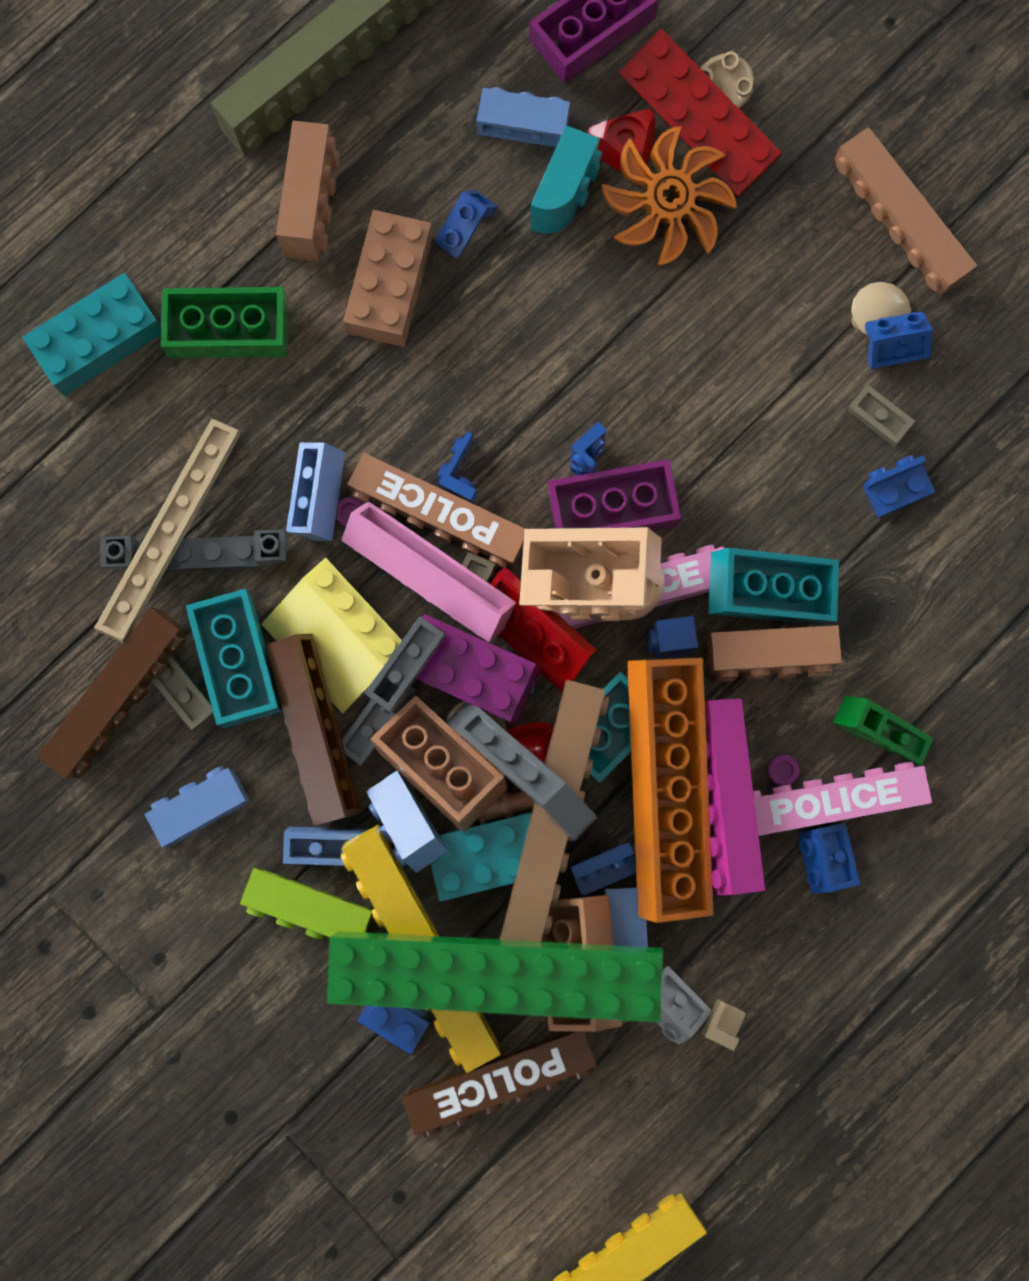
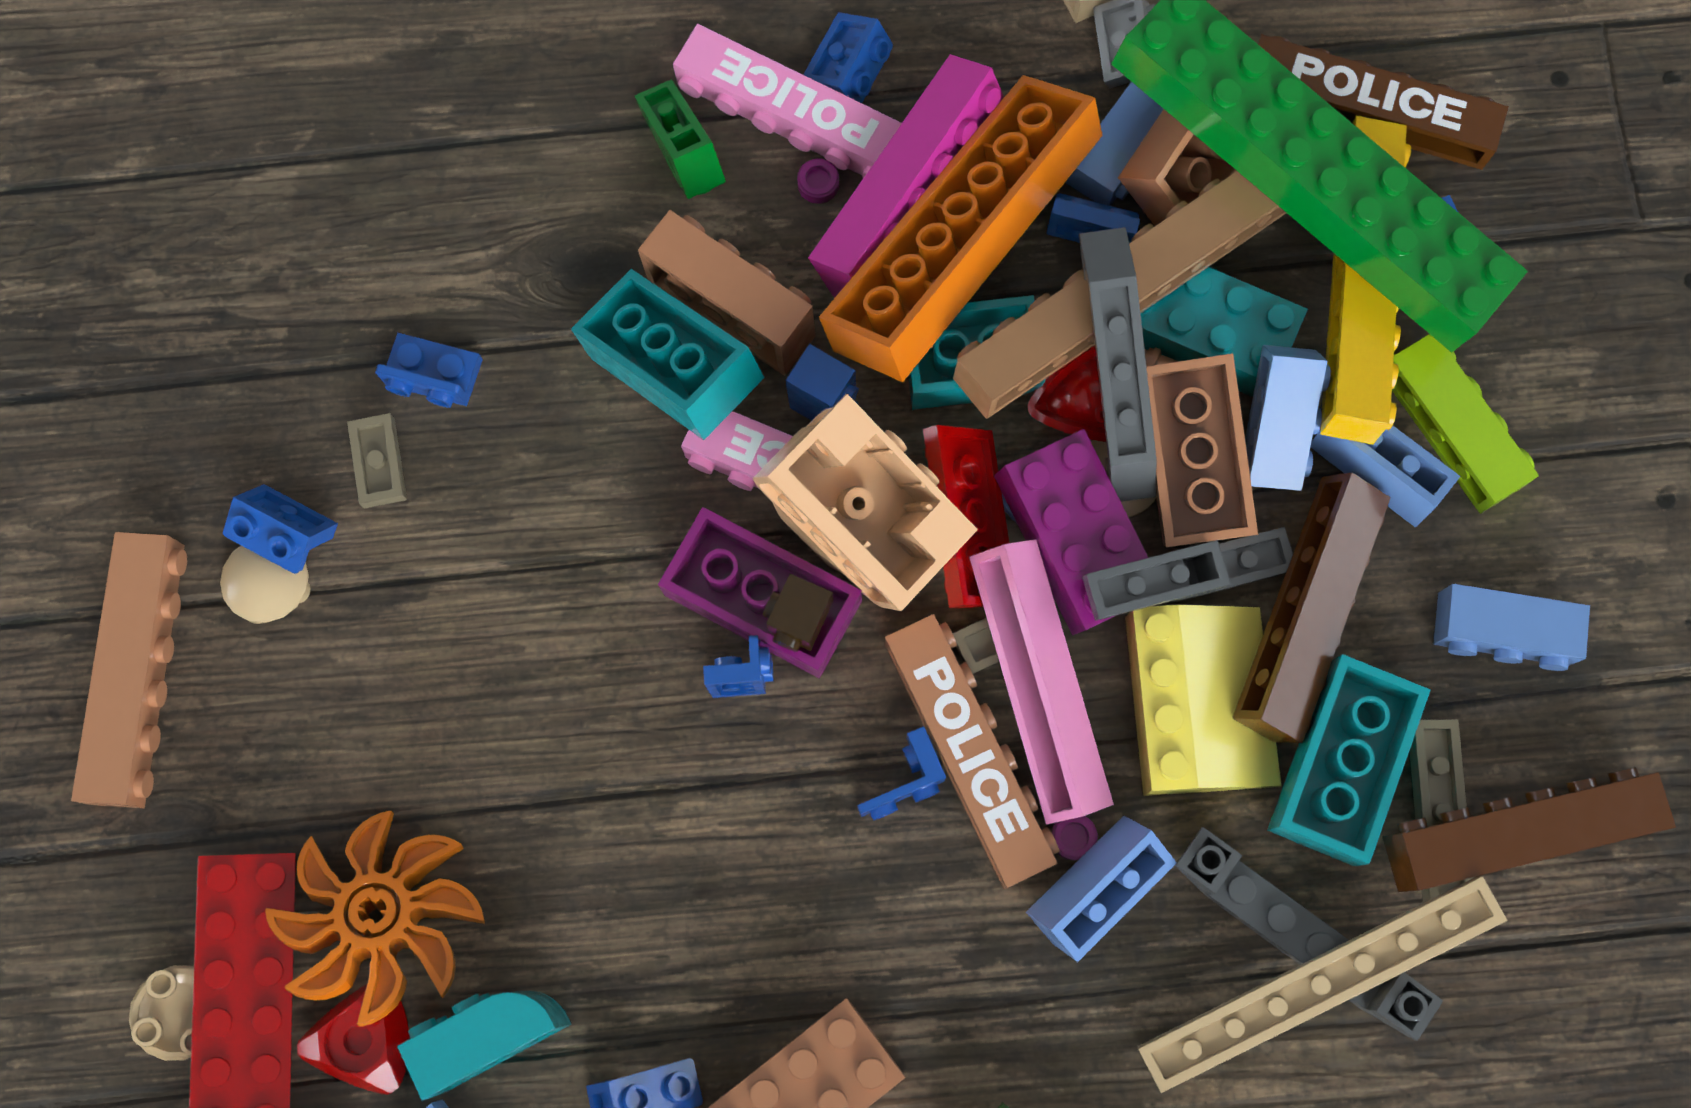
camera: 140 degrees left, 5 degrees down
(581, 496) = (797, 613): none -> dark brown brick

